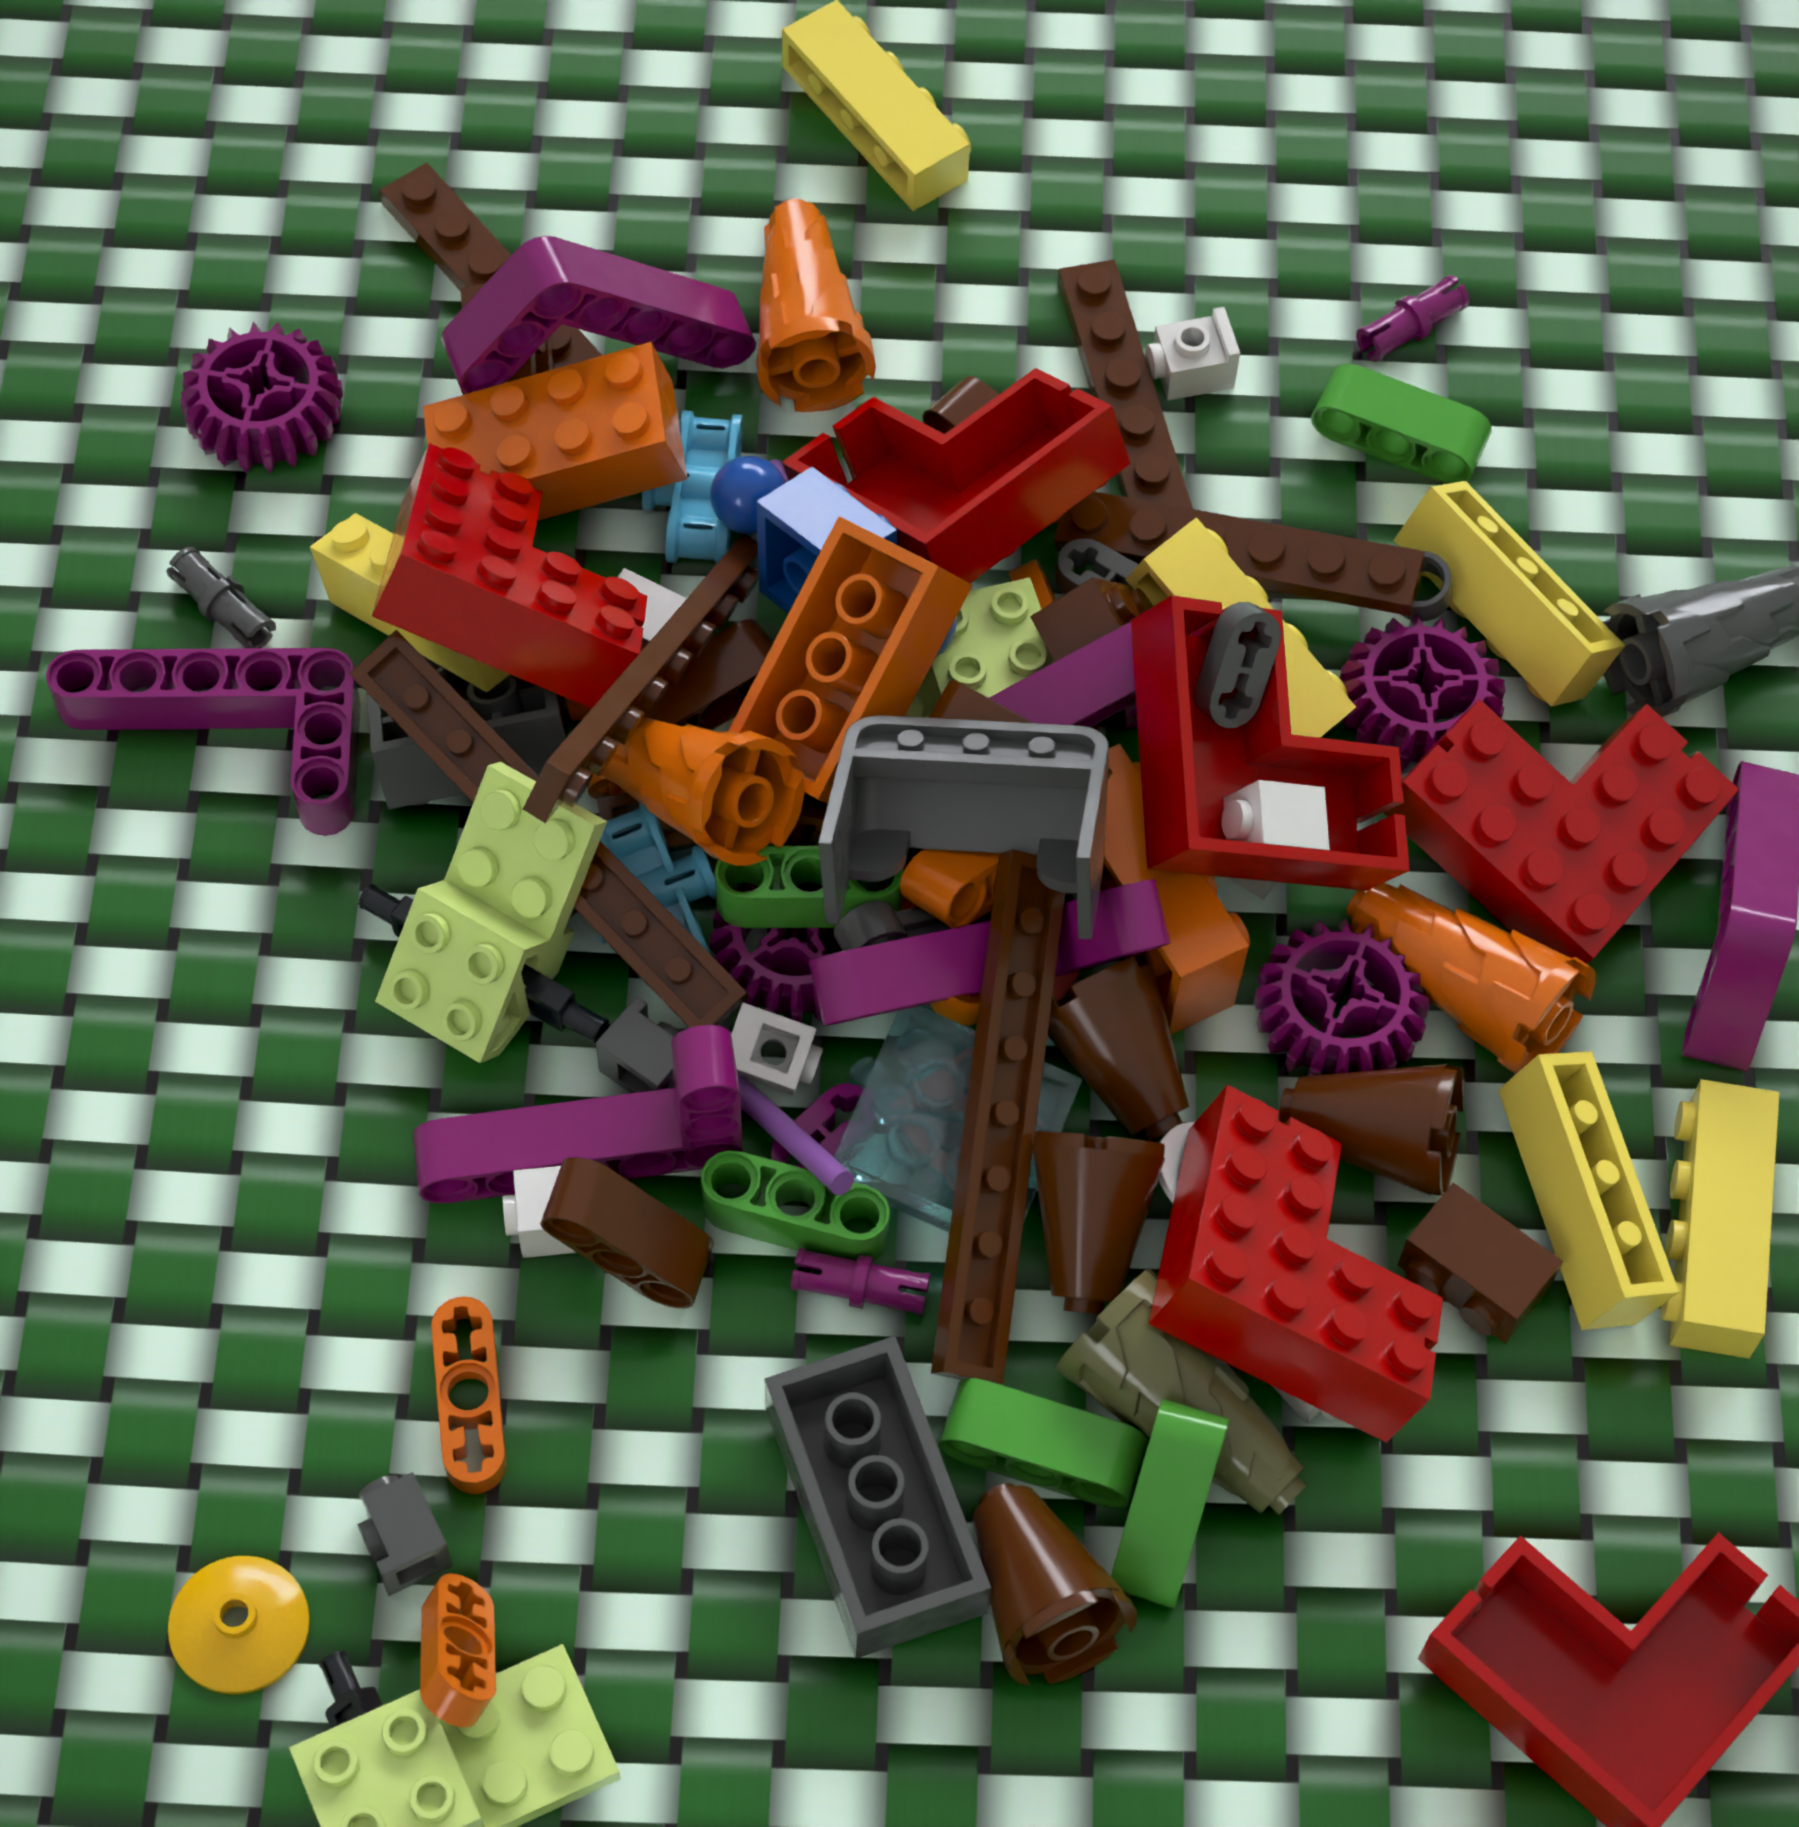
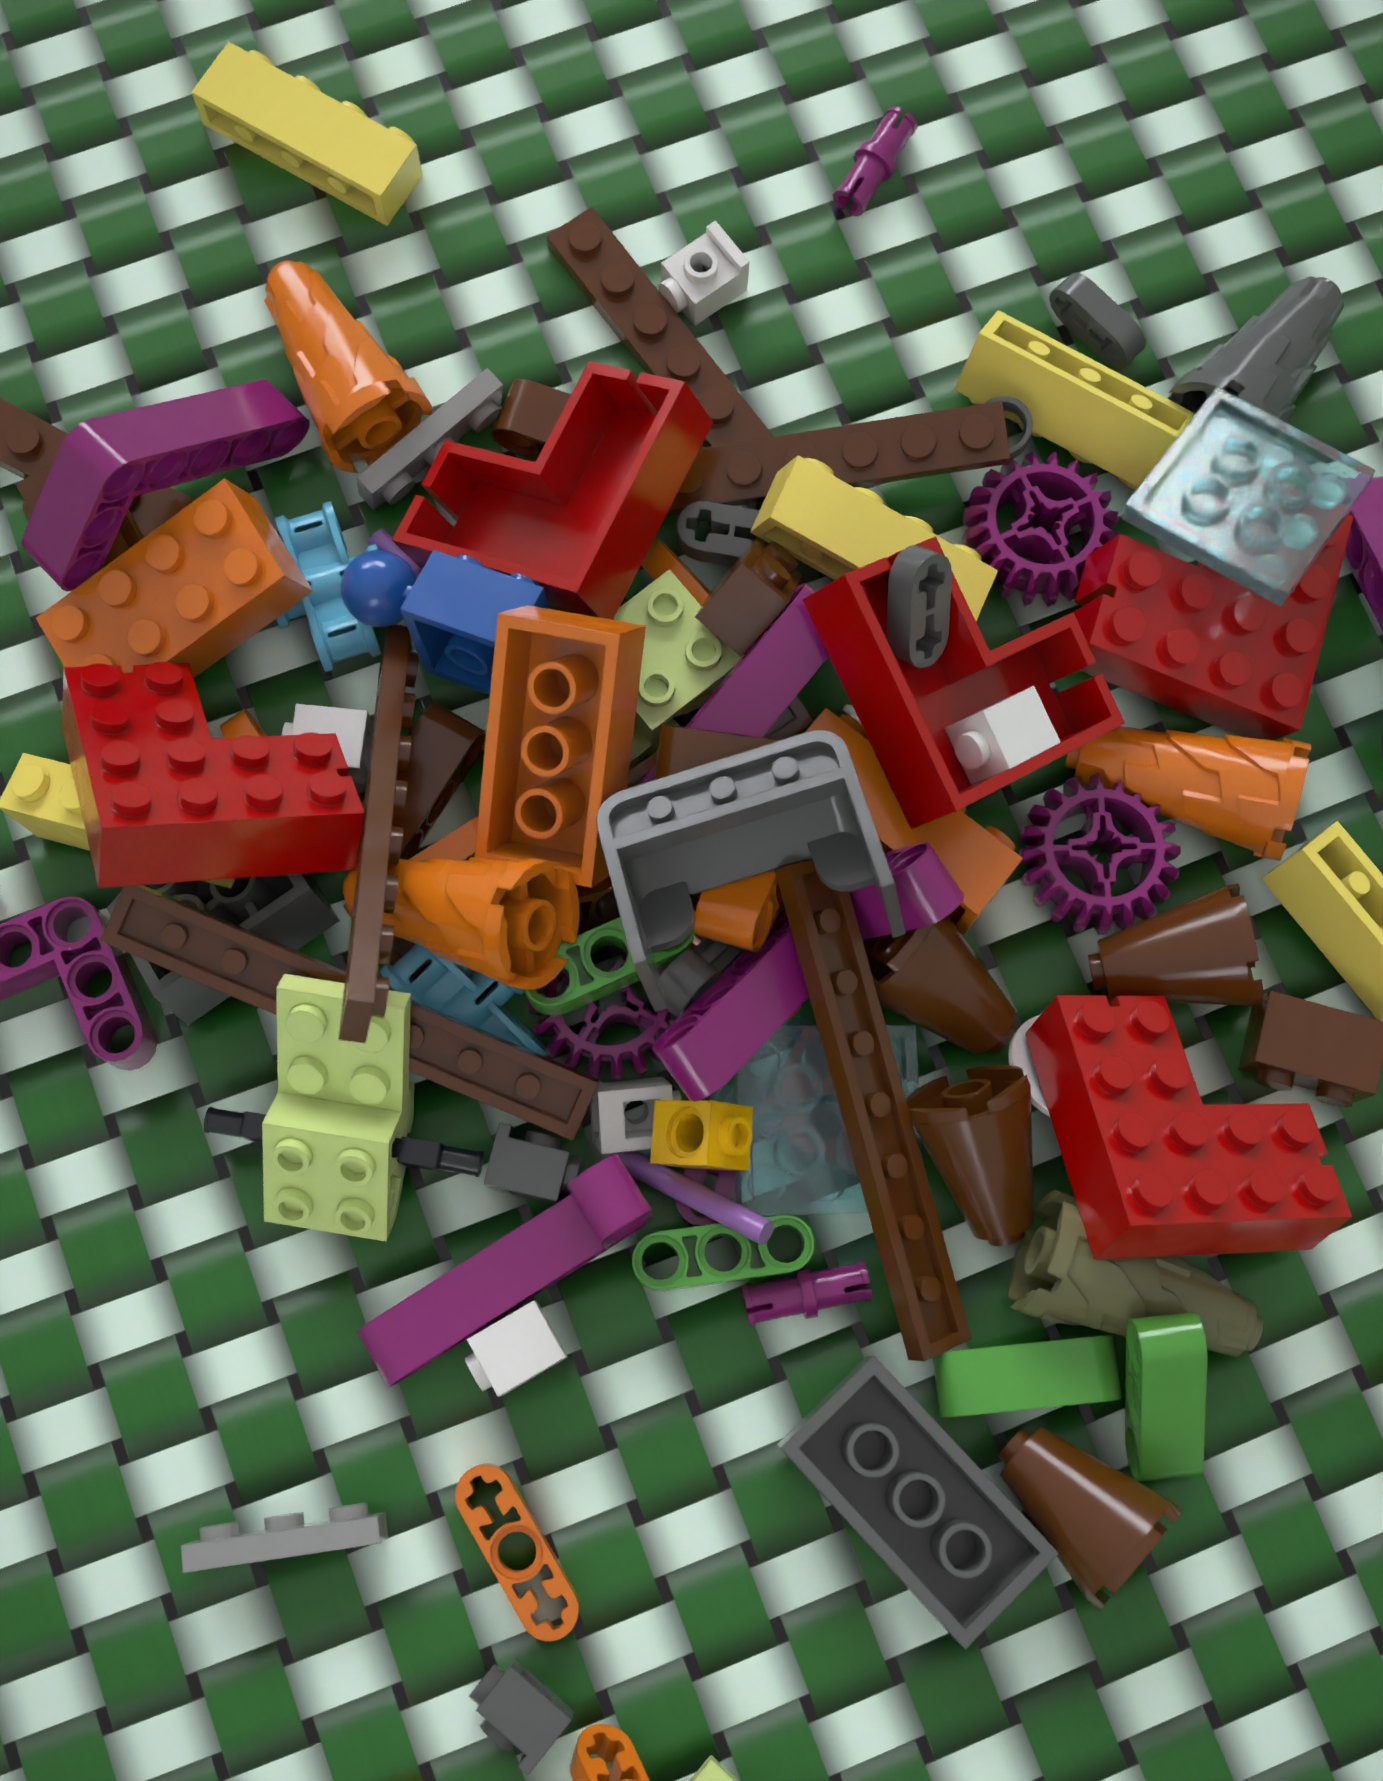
camera: 25 degrees left, 15 degrees up
(257, 1284) = (284, 1537): none -> light grey plate
(627, 1232) = (594, 1358): reddish brown beam -> none
(823, 1077) = (701, 1135): none -> yellow brick
(905, 387) = (393, 473): none -> light grey plate
(1401, 424) = (911, 271): bright green beam -> none
(1568, 533) = (1097, 320): none -> dark grey beam
(1623, 712) = (1248, 495): none -> clear light blue plate

